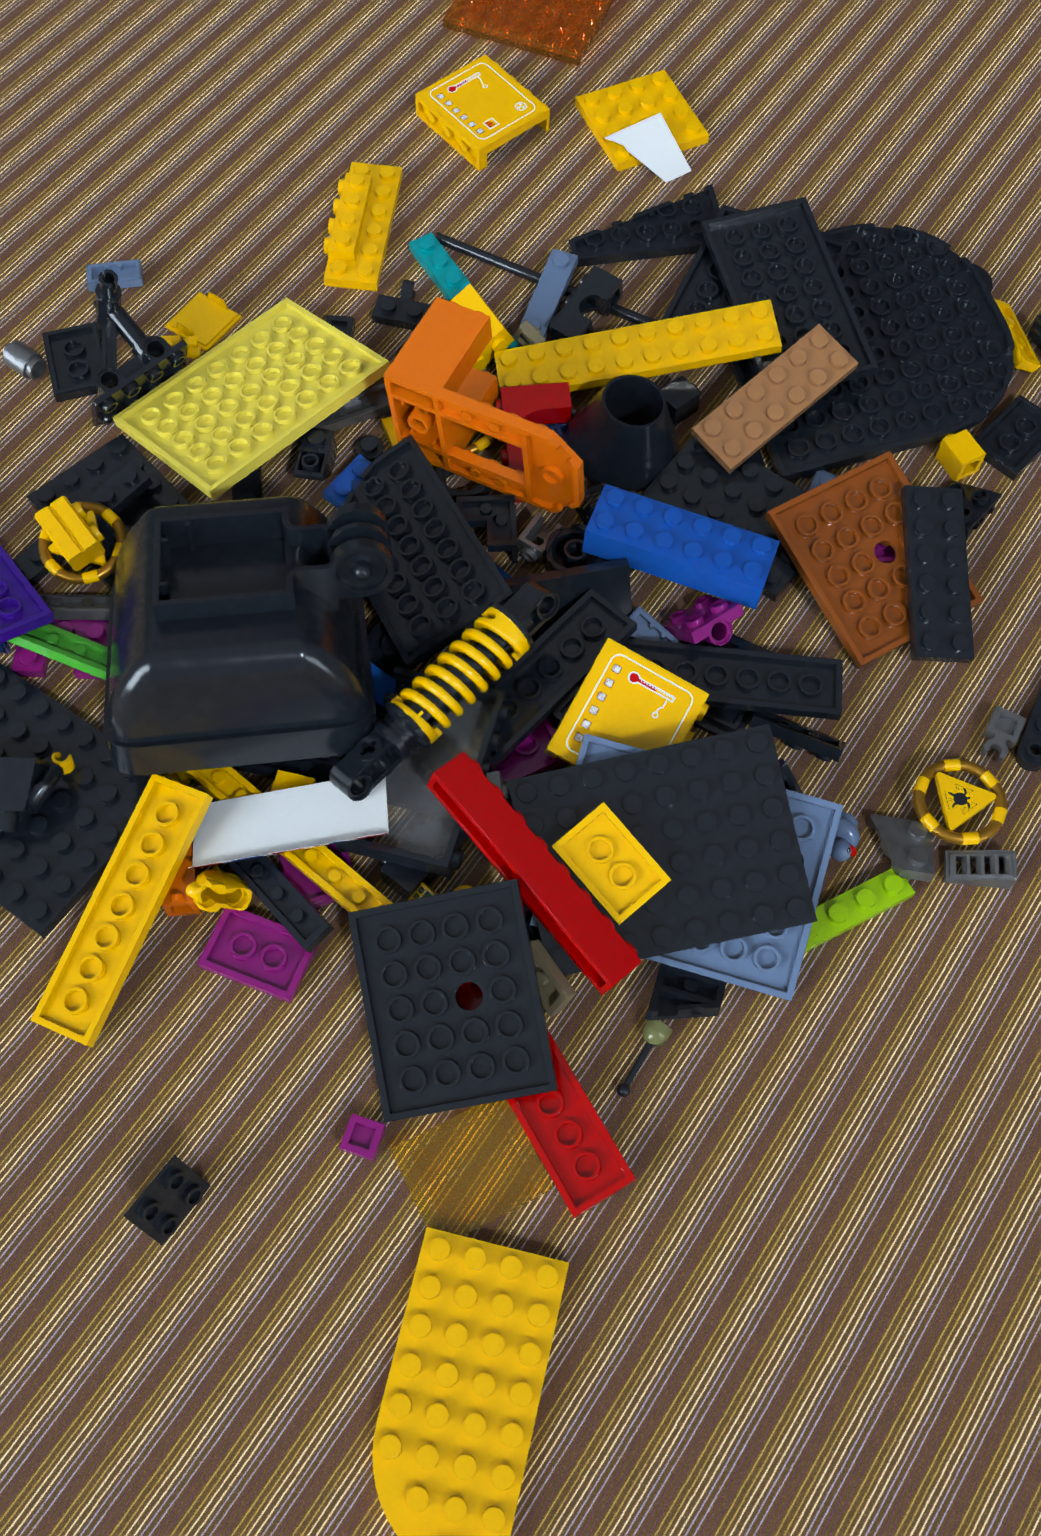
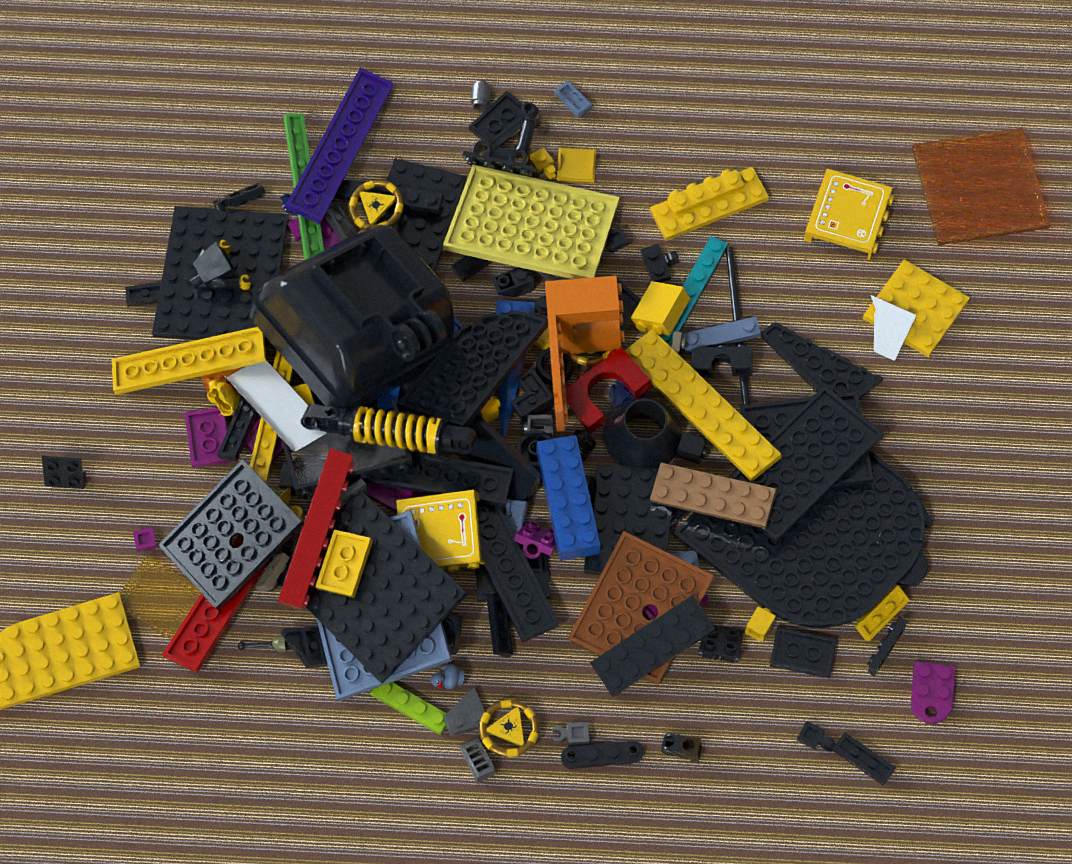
camera: 60 degrees right, 0 degrees up
(70, 533) = (371, 197): yellow brick -> none

